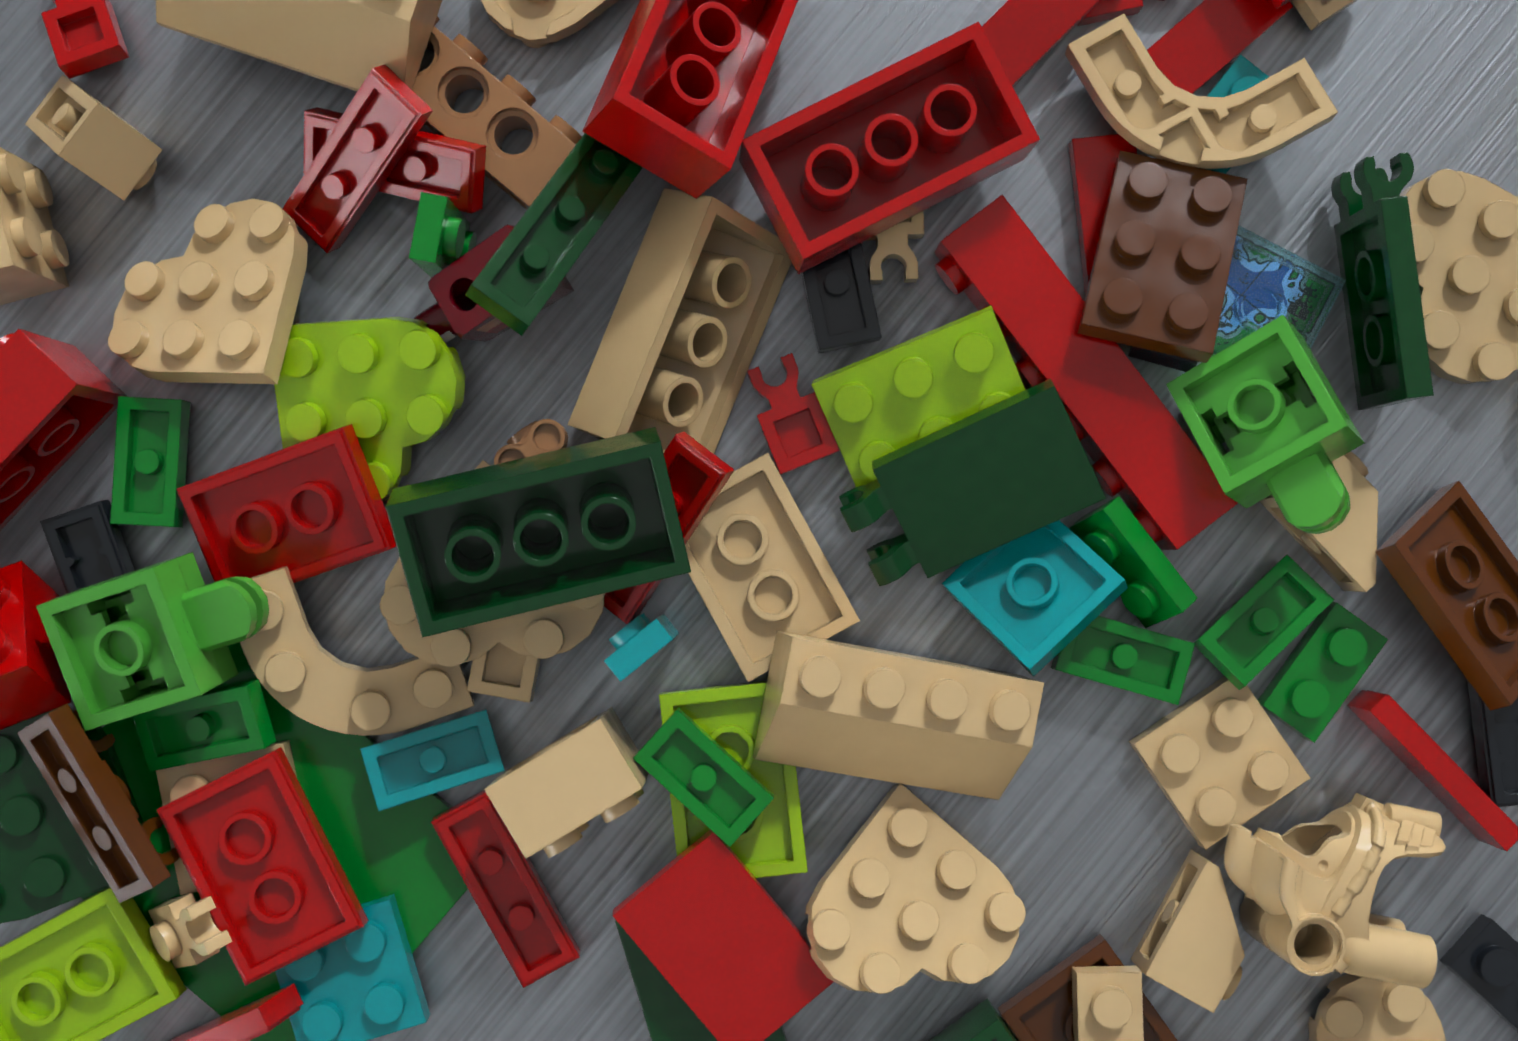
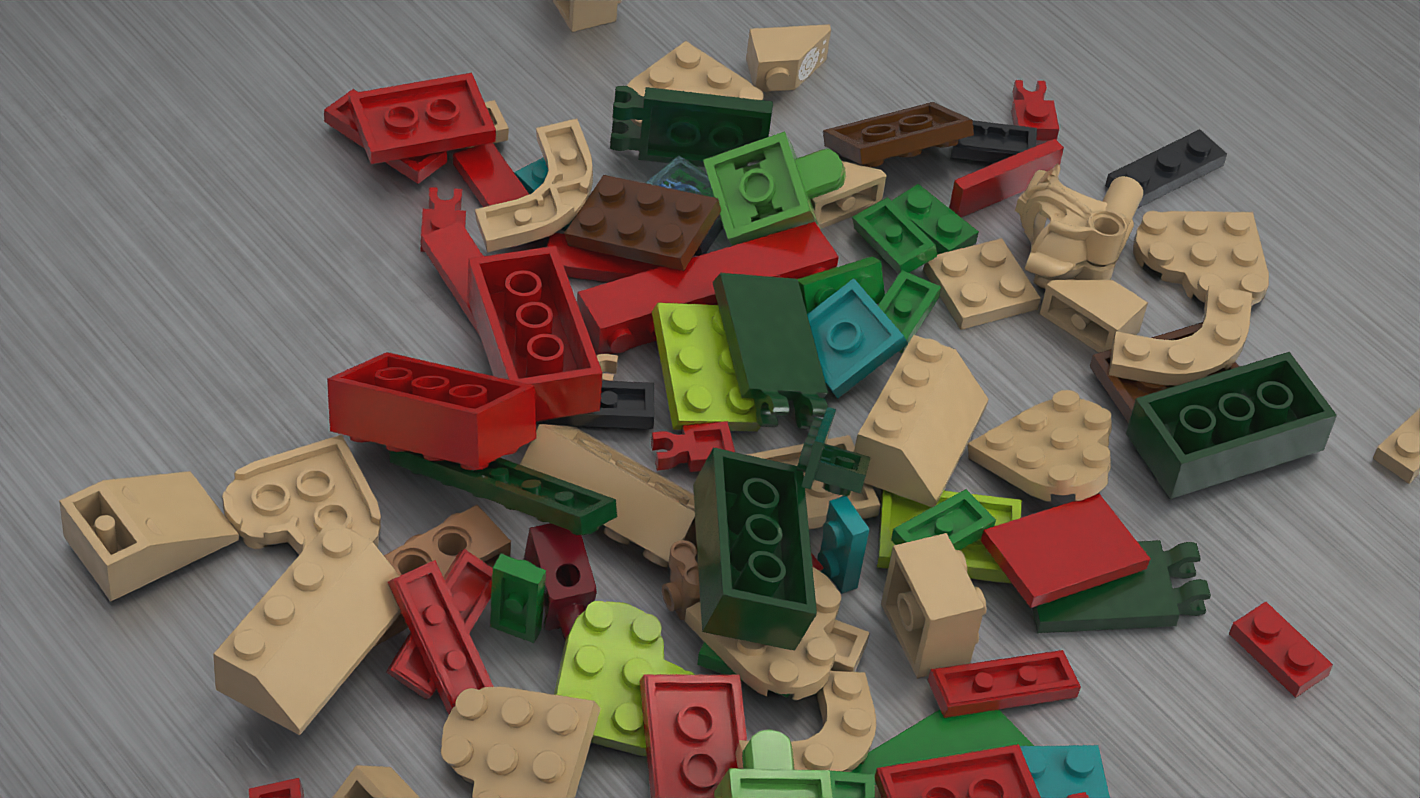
camera: 80 degrees left, 40 degrees down
(432, 760) = (901, 700): teal plate -> none
(722, 616) = (835, 467): none -> dark green bracket

